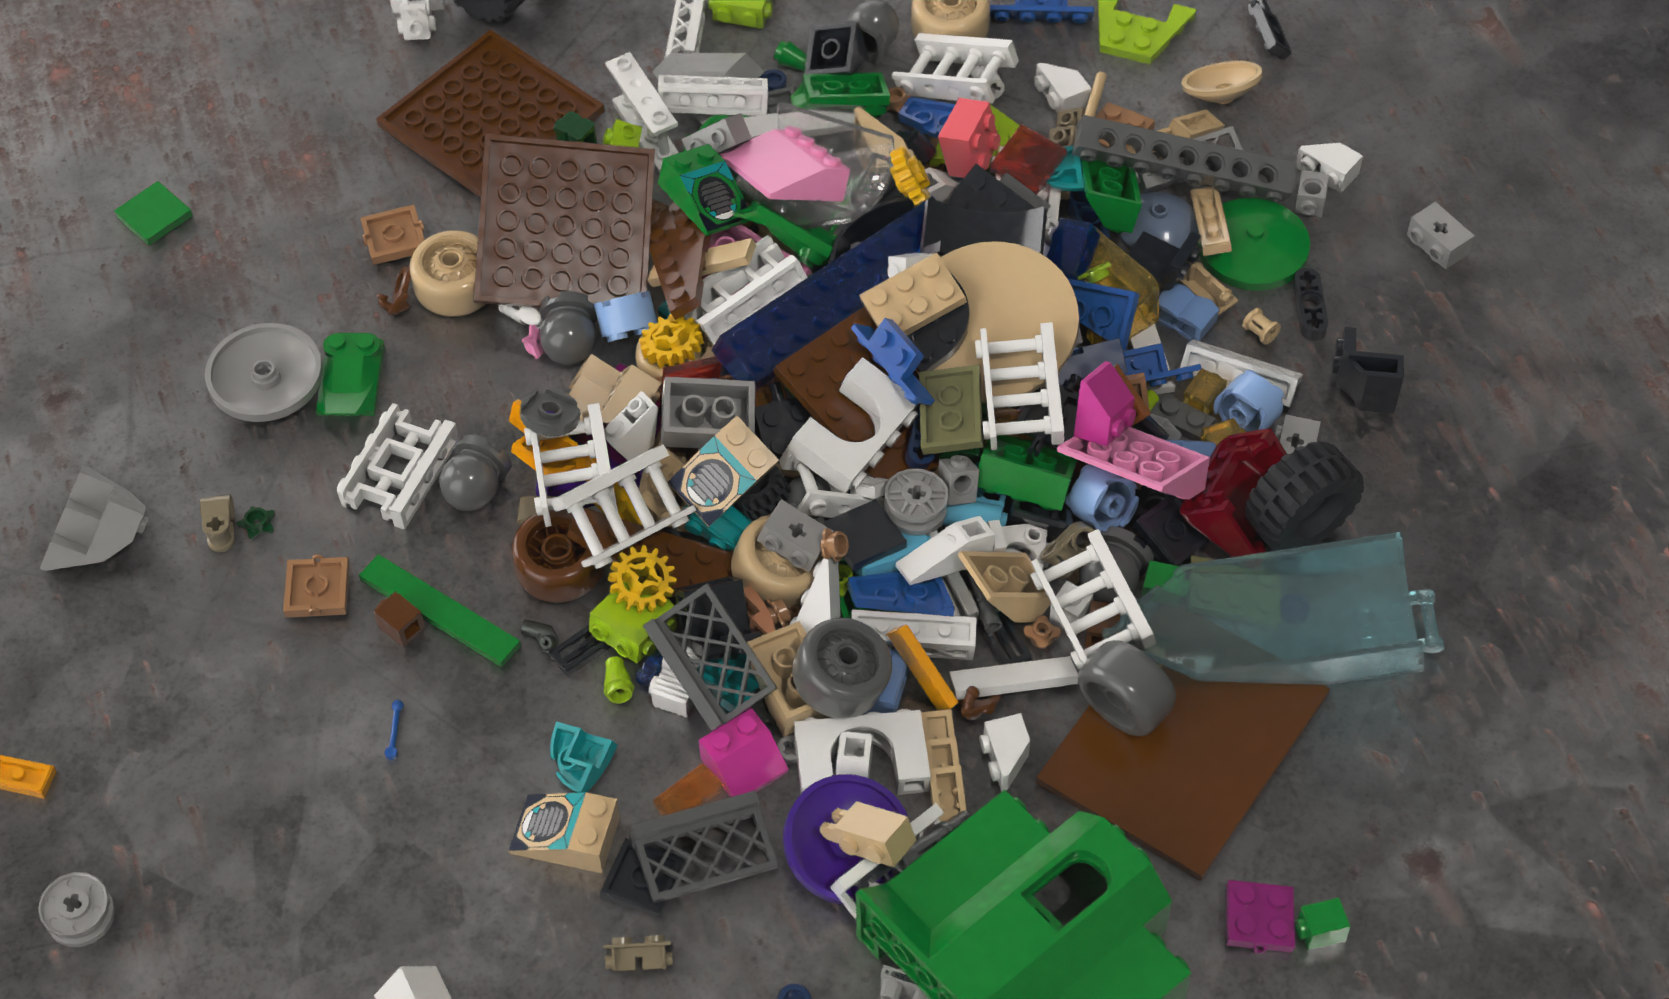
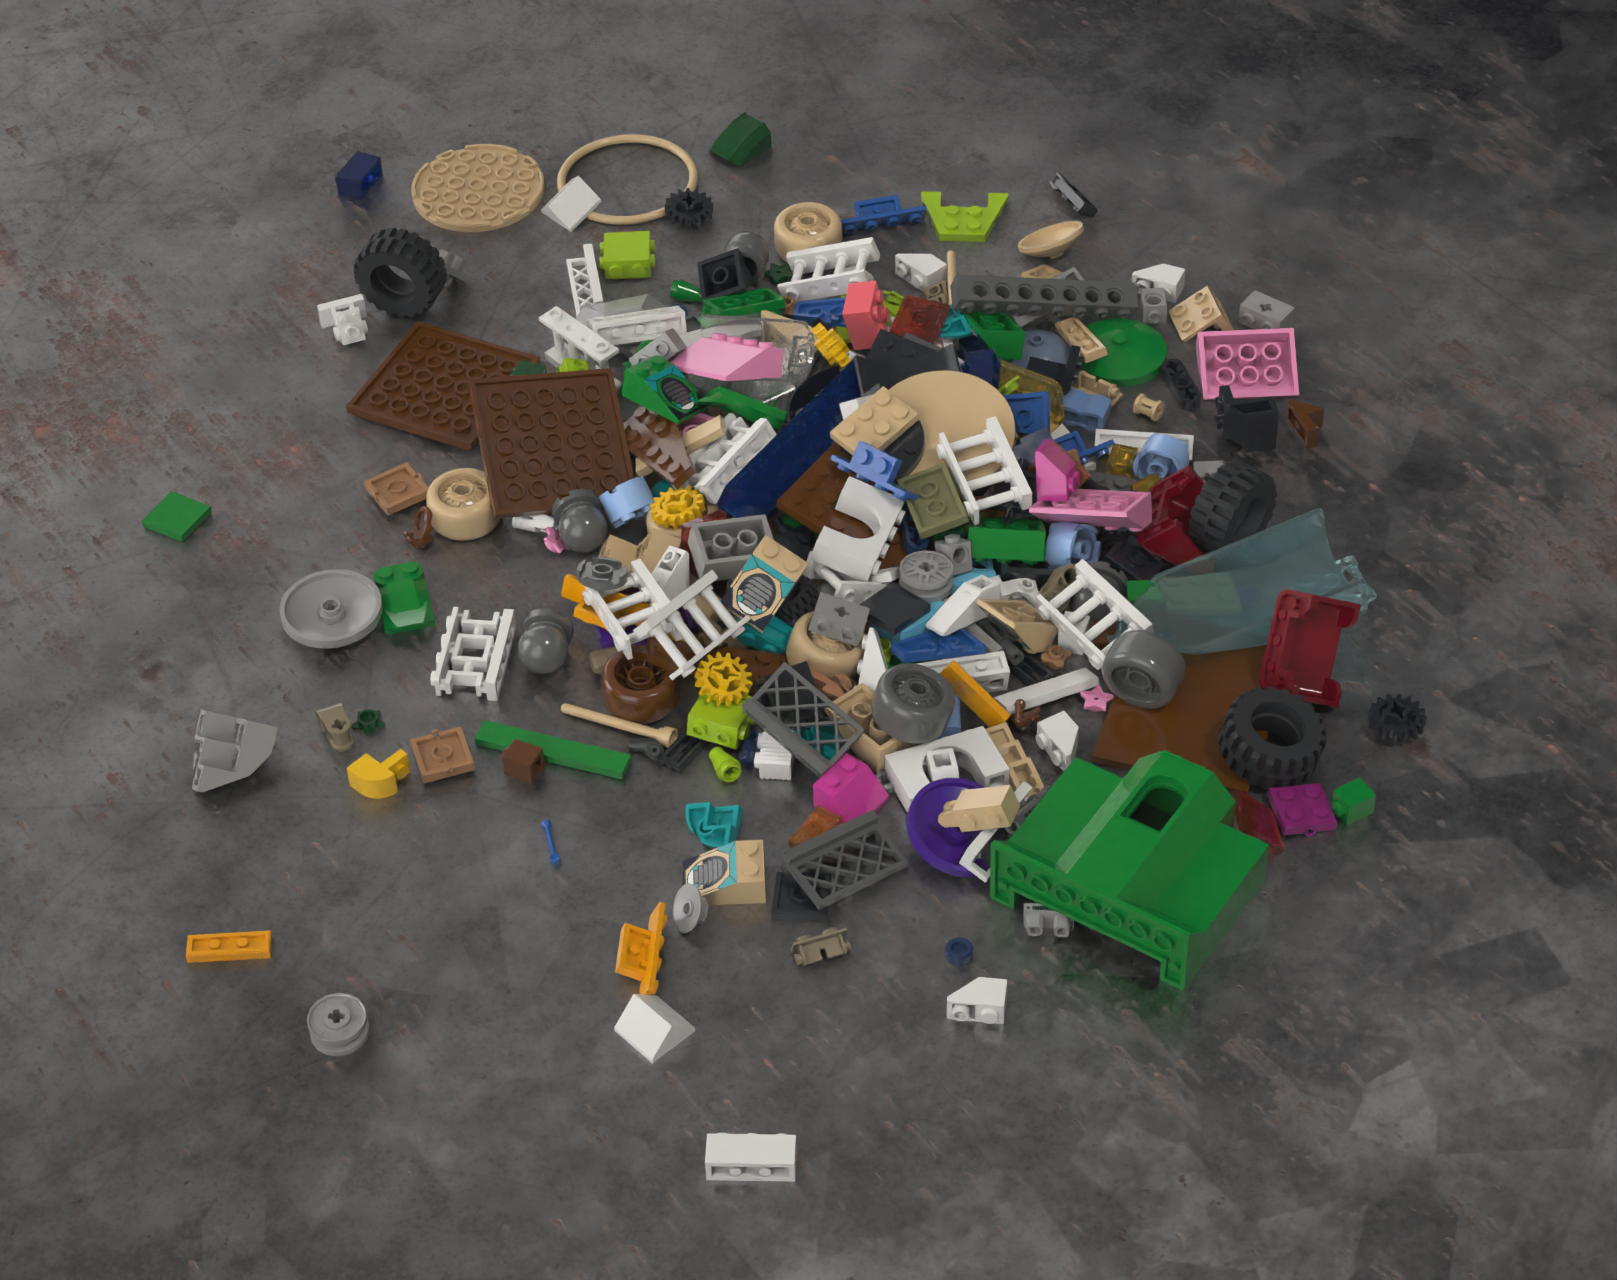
camera: 15 degrees left, 10 degrees down
(238, 601) = (376, 778): none -> yellow brick
(433, 903) = (640, 951): none -> light orange bracket
(509, 864) = (689, 908): none -> light grey piece
(564, 624) = (664, 736): none -> tan piece
(834, 544) = (875, 616): medium nougat plate -> none
(897, 54) = (778, 274): none -> dark green plate
(1020, 118) = (893, 297): none -> lime plate
(1062, 707) = (1096, 705): none -> bright pink plate
(1196, 925) = (1257, 821): none -> clear red tile
(1273, 787) = (1283, 715): none -> black tyre
(1326, 709) = (1305, 645): none -> dark red windscreen
(1363, 215) = (1198, 314): none -> tan bracket
(1396, 297) = (1249, 361): none -> bright pink slope
(1425, 816) = (1397, 718): none -> black gear
(1438, 387) = (1305, 421): none -> reddish brown slope

